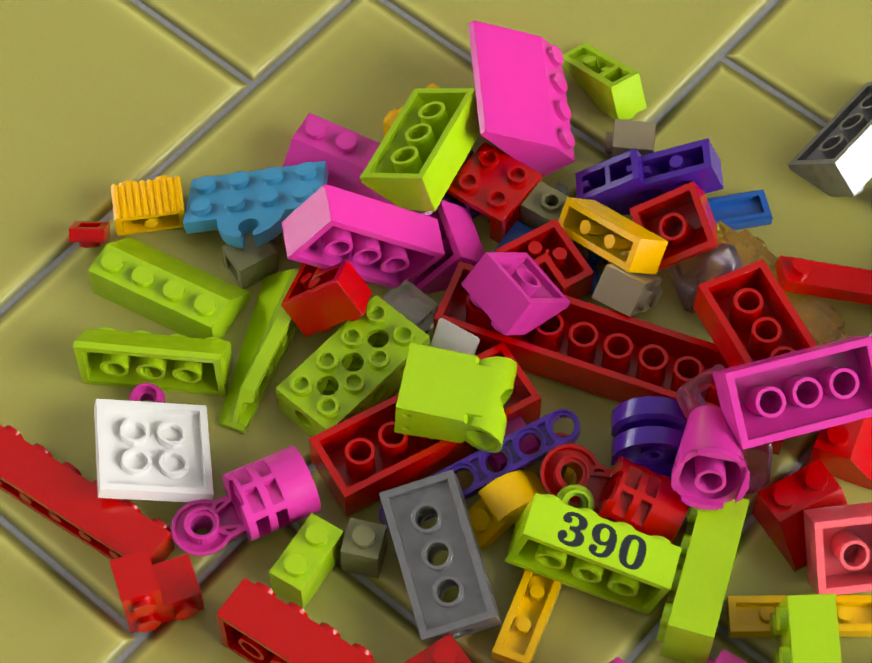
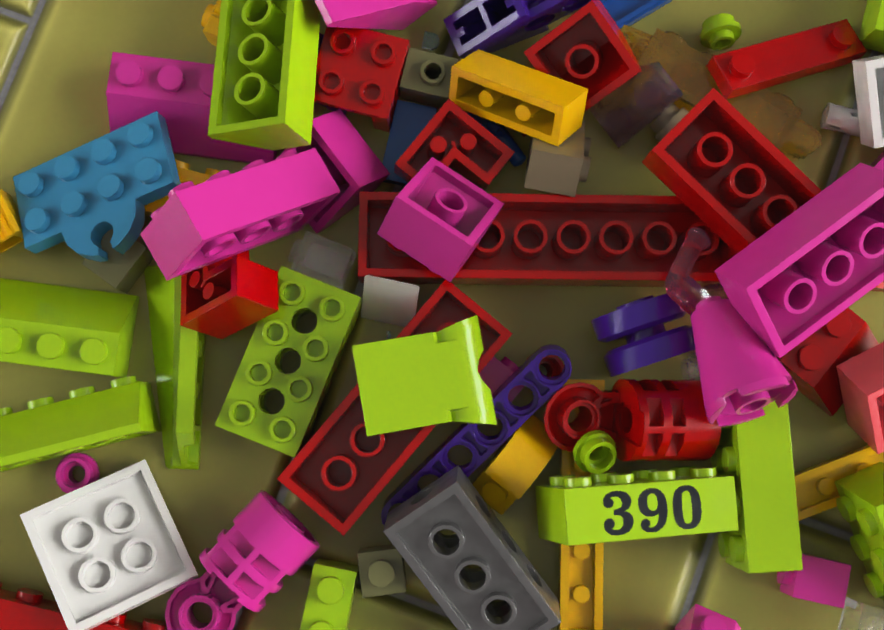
camera: 25 degrees left, 25 degrees up
(800, 248) = (720, 32): none -> lime plate

